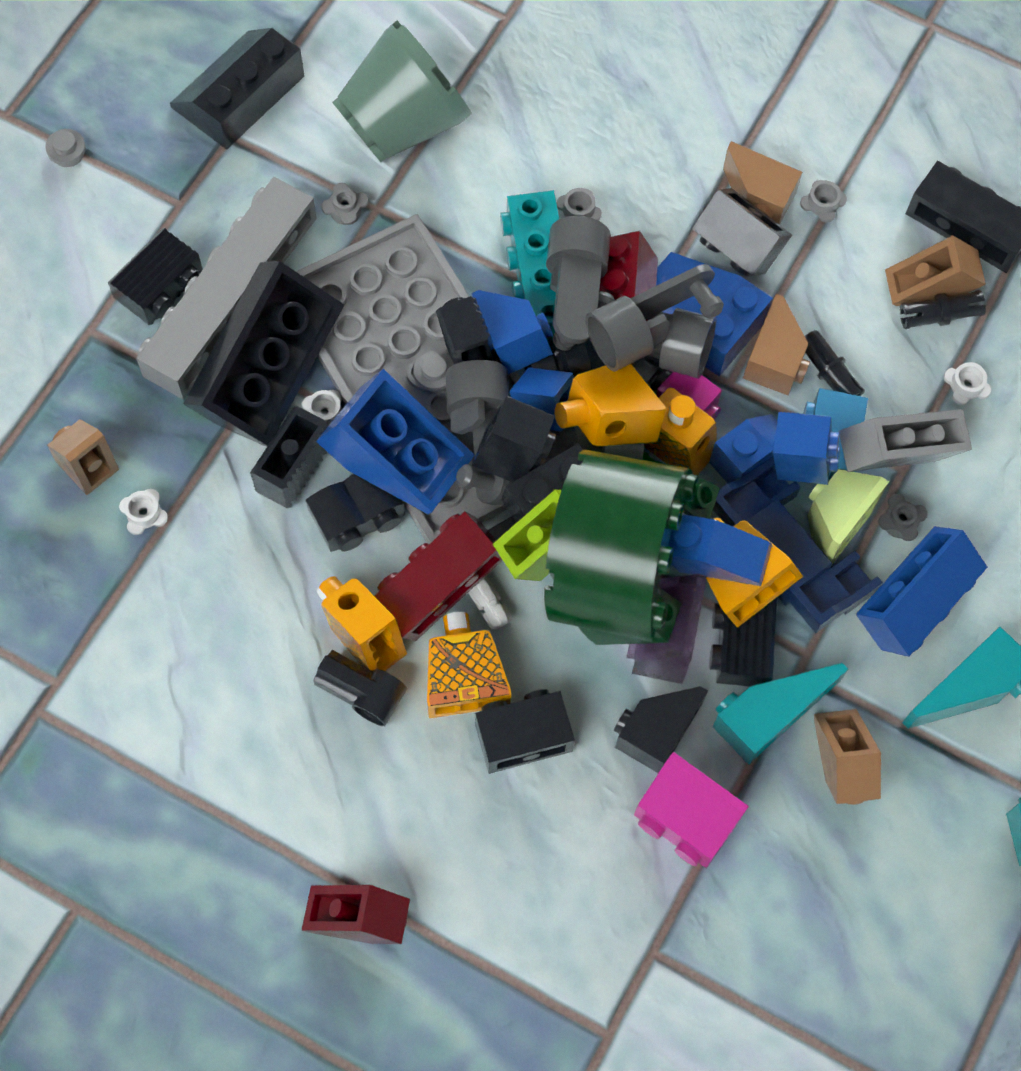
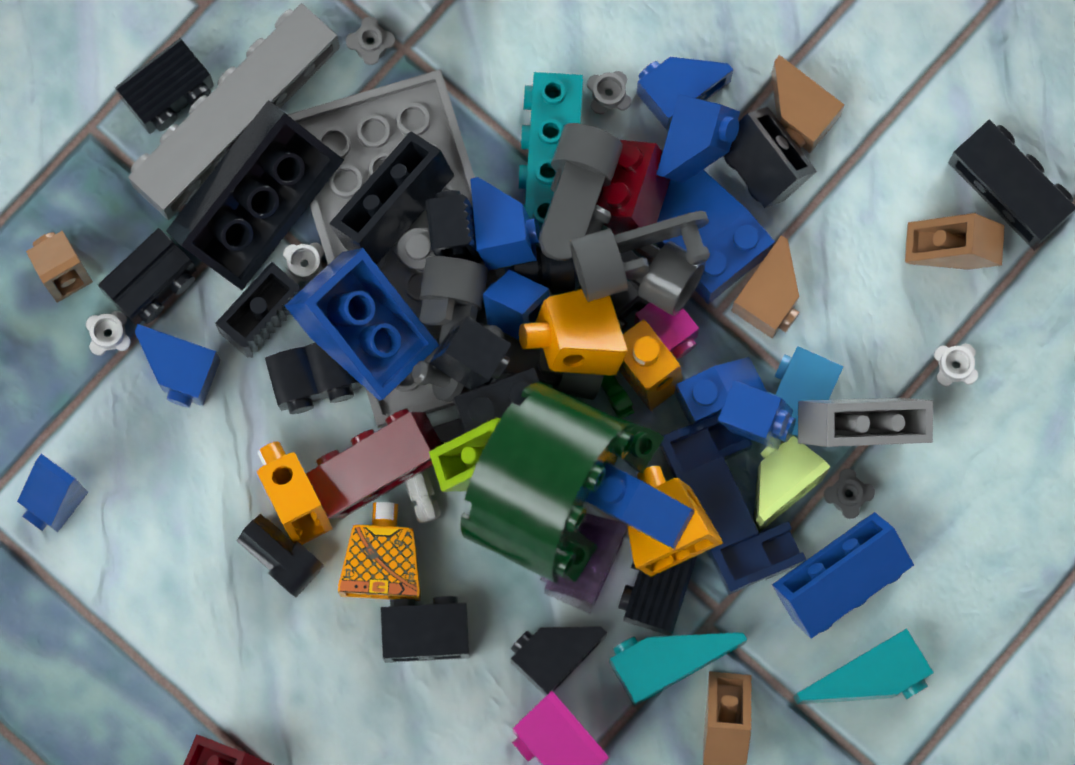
camera: 15 degrees right, 10 degrees up
(114, 671) = (50, 495): none -> blue slope
(174, 451) = (148, 278): none -> black brick
(220, 525) = (179, 366): none -> blue slope
(399, 323) = (392, 197): none -> black brick
(645, 189) = (694, 78): none -> blue slope
(676, 220) = (696, 137): none -> blue slope
(825, 191) = (864, 122): light grey plate -> none
(830, 366) = (821, 321): black axle -> none
(942, 309) = (952, 281): black pin -> none

